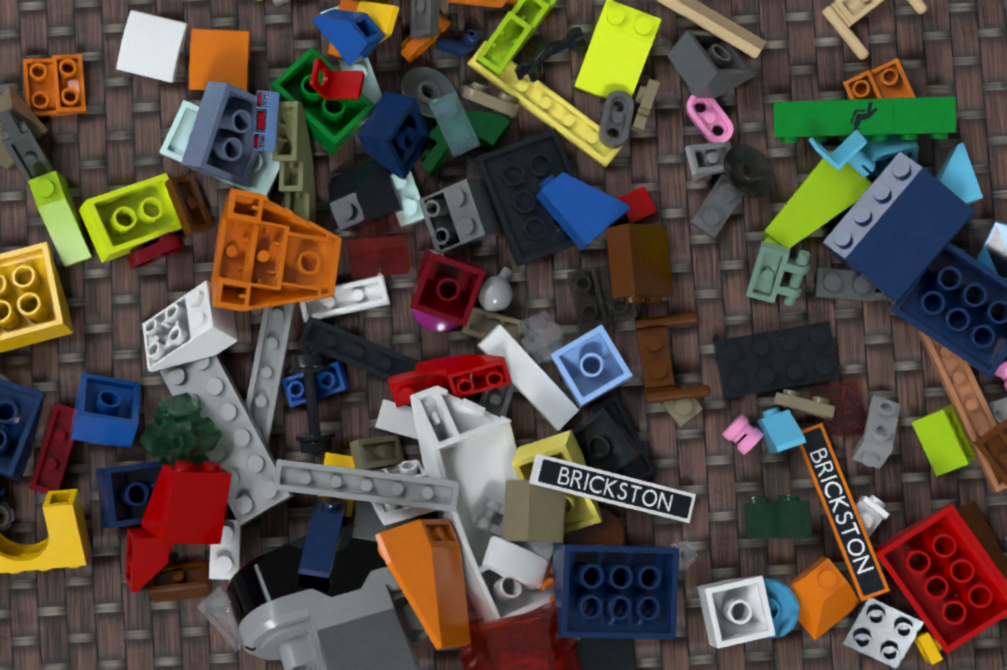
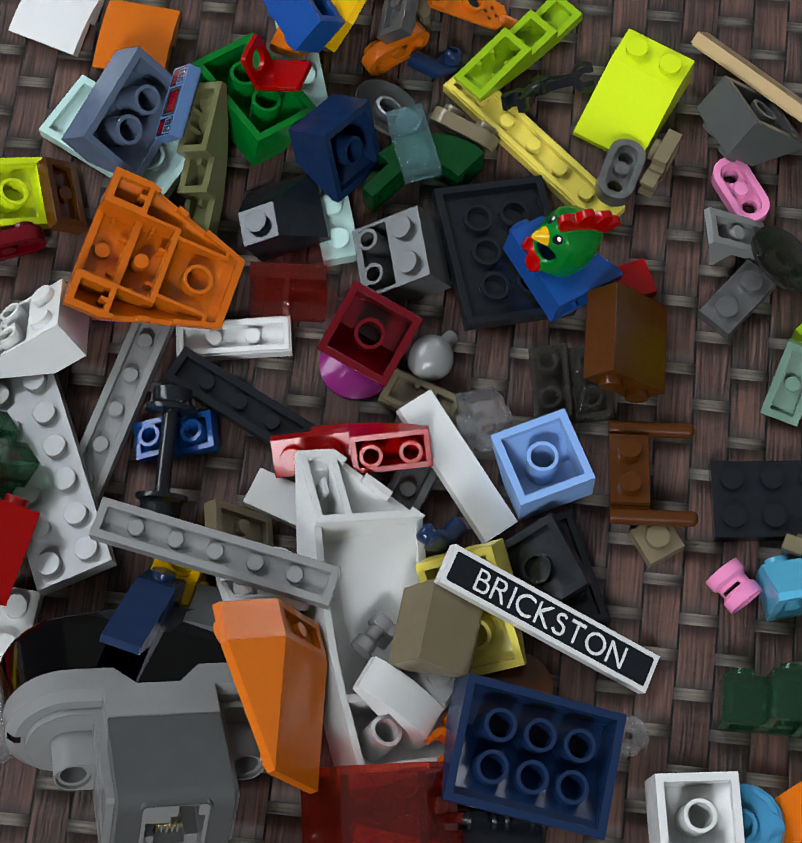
camera: 10 degrees right, 15 degrees down
(527, 434) = (439, 540): none -> dark blue arm
(587, 194) = (573, 237): none -> piece

